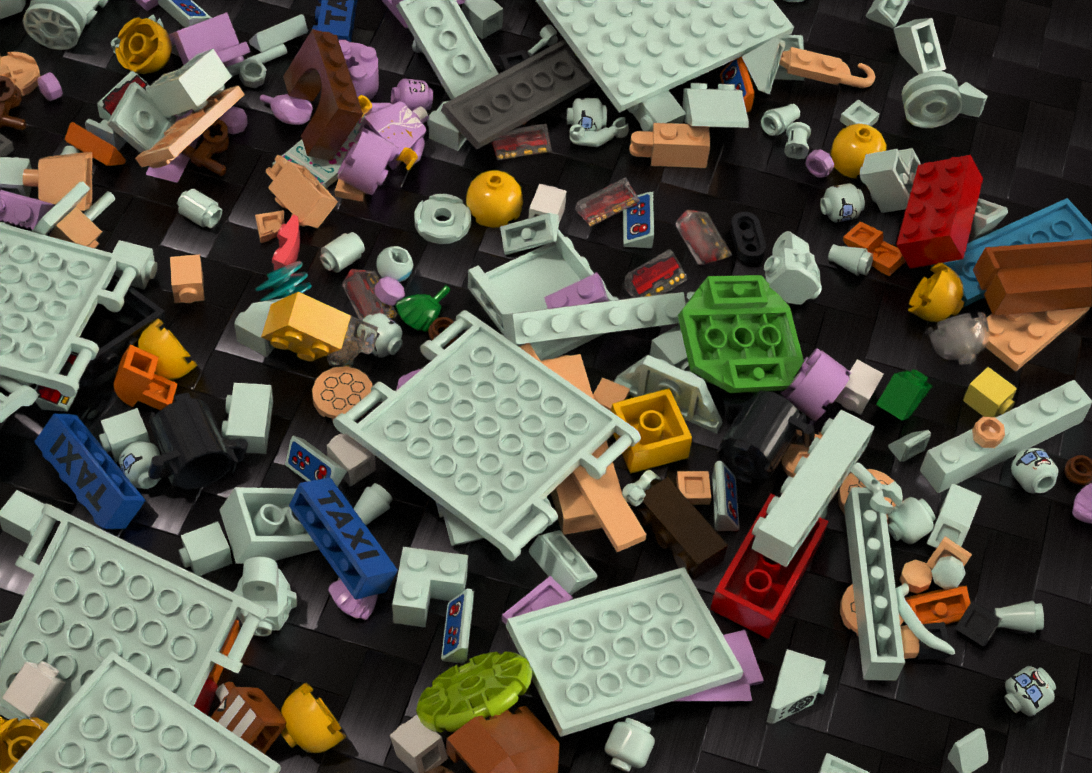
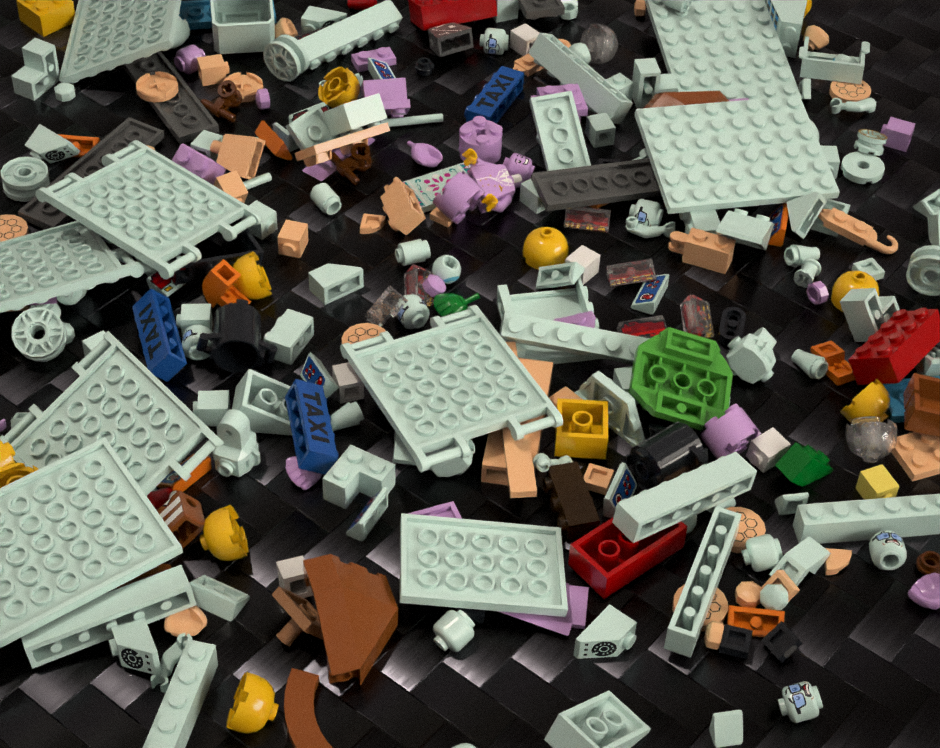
camera: 25 degrees right, 10 degrees down
(34, 689) = (44, 448): white brick -> none
(61, 209) = (222, 166): light aqua tile -> none
(235, 120) = (380, 152): lavender tile -> none
(252, 73) = (410, 126): light aqua tile -> none
(279, 33) = (442, 105): light aqua slope -> none
(285, 282) = (355, 256): teal piece -> none
(288, 242) = (376, 240): coral slope -> none
(305, 326) = (355, 285): yellow brick -> none
(323, 67) = (450, 139): reddish brown arch -> none
(442, 231) = (500, 261): light aqua tile -> none
(475, 689) = (358, 551): lime plate -> none
(562, 561) = (470, 497): light aqua slope -> none
(842, 202) = (822, 323): light aqua head -> none
(878, 490) = (730, 521): light aqua bar -> none
(915, 624) = (722, 619): light aqua animal -> none
(988, 432) = (852, 503): light nougat tile -> none
(989, 500) = (837, 560): none -> light nougat tile
(1022, 616) = (822, 649): light aqua cone -> none

